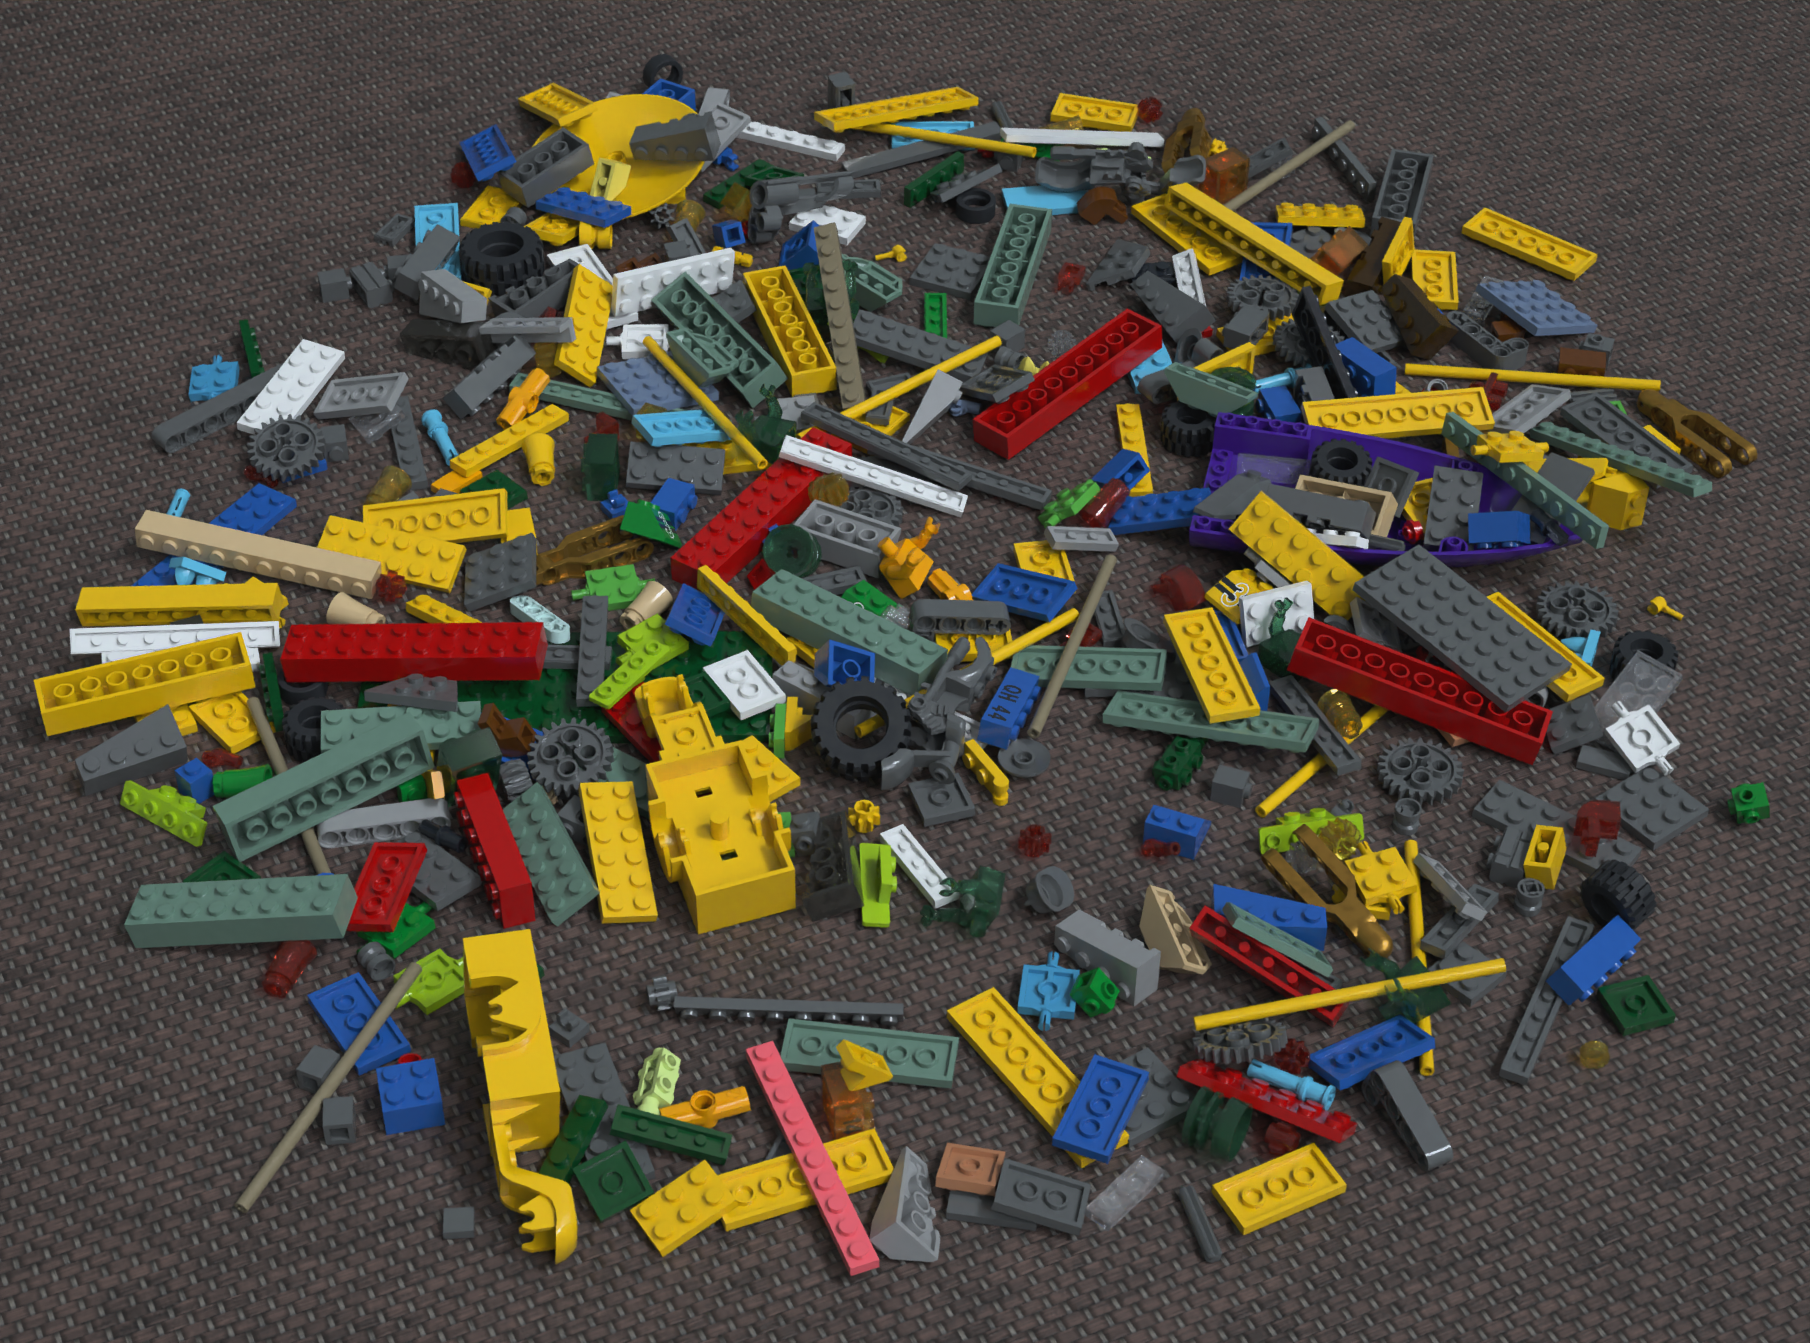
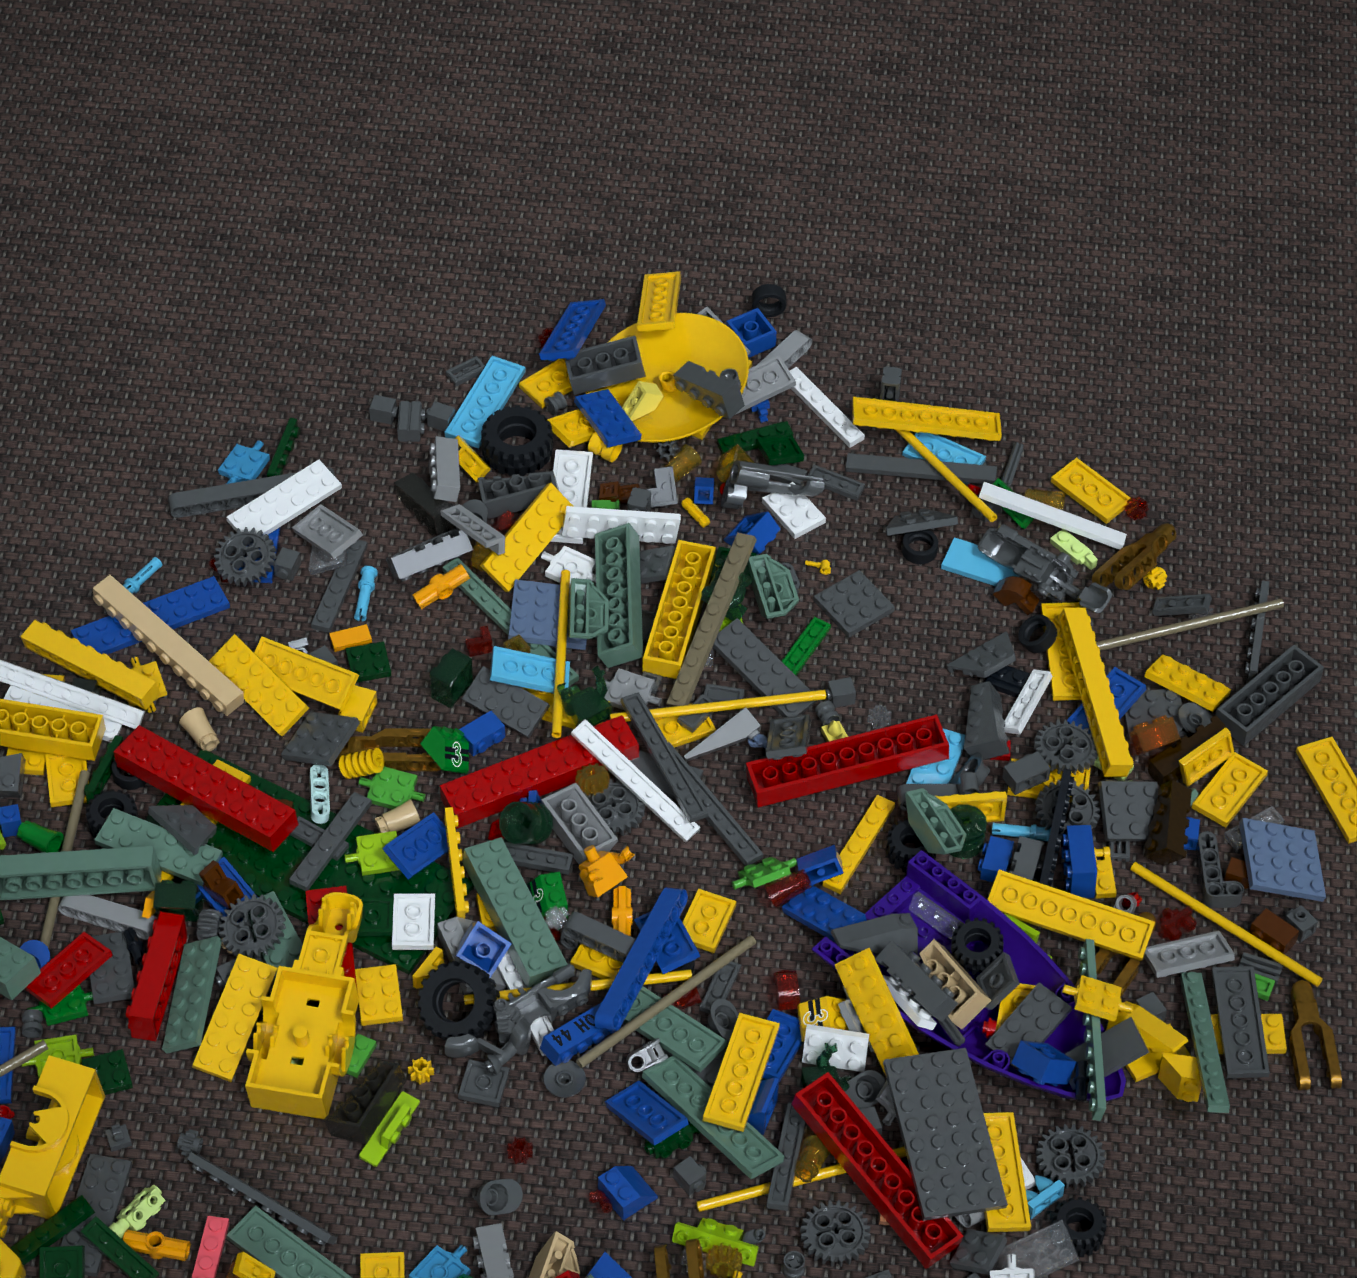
camera: 30 degrees right, 10 degrees up
(187, 569) = (110, 638): medium azure tile -> none
(221, 757) = (42, 806): clear red arm -> none
(390, 486) = (292, 627): clear yellow plant -> none
(391, 586) = (240, 714): clear red gear -> none
(412, 789) = (138, 898): green plate -> none
(430, 255) = (457, 420): dark grey brick -> none
(435, 611) = (259, 762): yellow plate -> none
(508, 440) = (410, 618): yellow plate -> none
(540, 458) = (418, 646): yellow plant -> none
(567, 574) = (361, 763): none -> yellow piece
(614, 505) = (445, 715): blue tile -> none
(629, 674) = (335, 877): lime bracket -> none
(777, 723) = (407, 975): bright green plate -> none
(803, 832) = (366, 1062): dark grey brick -> none
(917, 865) = (428, 1130): white plate -> none
(927, 183) = (907, 503): dark green plate -> none
(978, 901) = (435, 1181): clear green torso -> none
(986, 772) = (529, 1078): yellow plate -> none
(1013, 265) = (897, 623): sand green brick -> none
(1020, 615) = (641, 959): none -> blue beam
(1070, 275) = (940, 650): clear red plate -> none
(1081, 538) = (748, 909): light grey plate -> none
(1094, 699) = (648, 1055): none -> light grey piece
(1141, 746) = (646, 1112): none -> blue plate
(1146, 215) = (1043, 642): none -> black tyre
(1225, 175) = (1134, 609): clear orange brick -> none
(1659, 604) = (1141, 1181): yellow hand -> none

